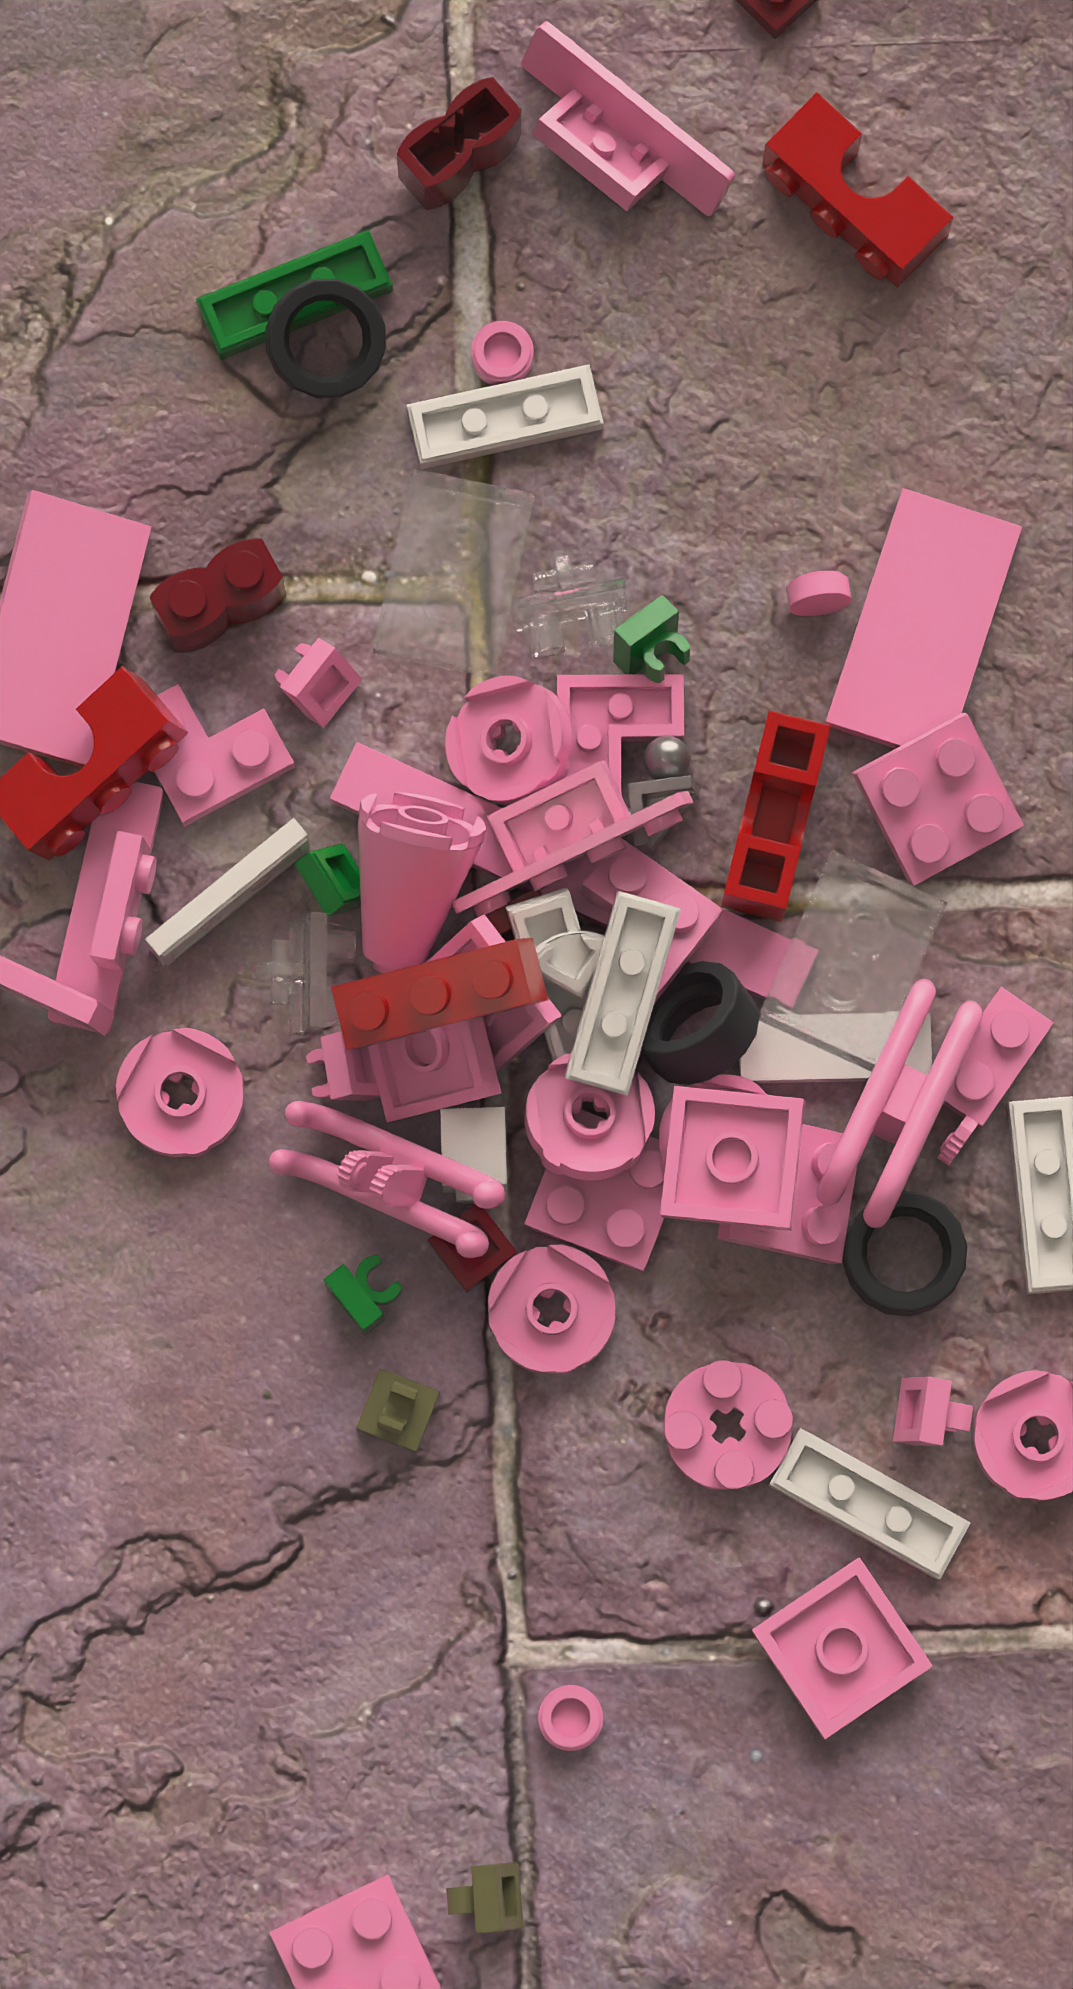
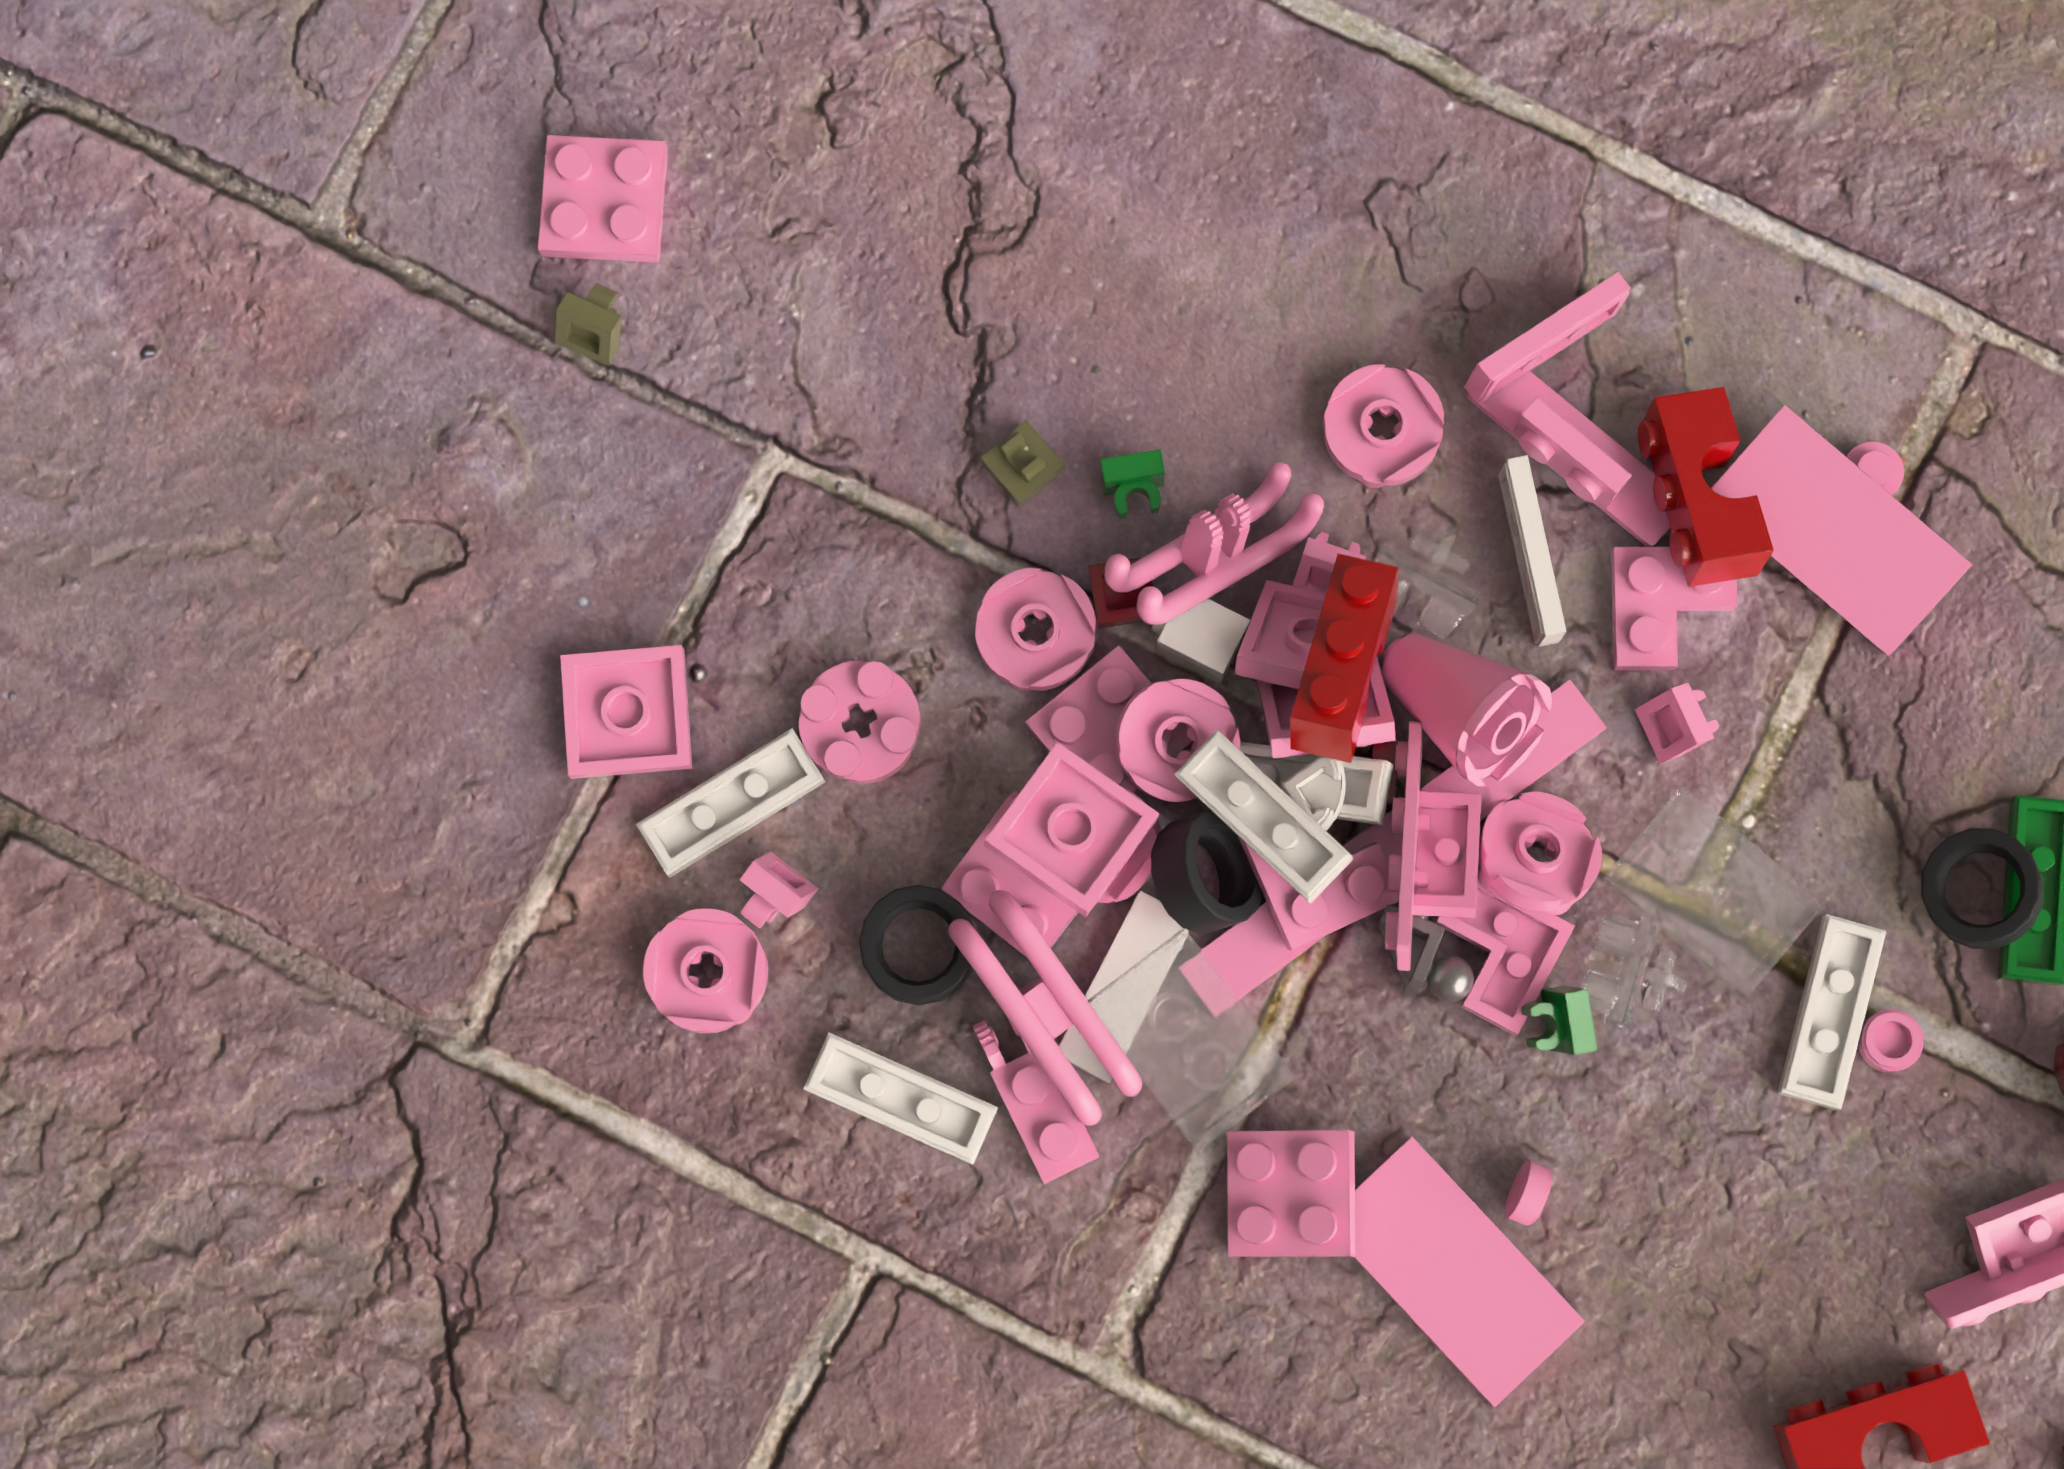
camera: 125 degrees right, 0 degrees up
(232, 589) = (1799, 692): dark red brick -> none
(332, 878) = (1499, 638): green tile -> none
(570, 1718) = (697, 467): bright pink tile -> none
(775, 816) = (1348, 1042): red arch -> none

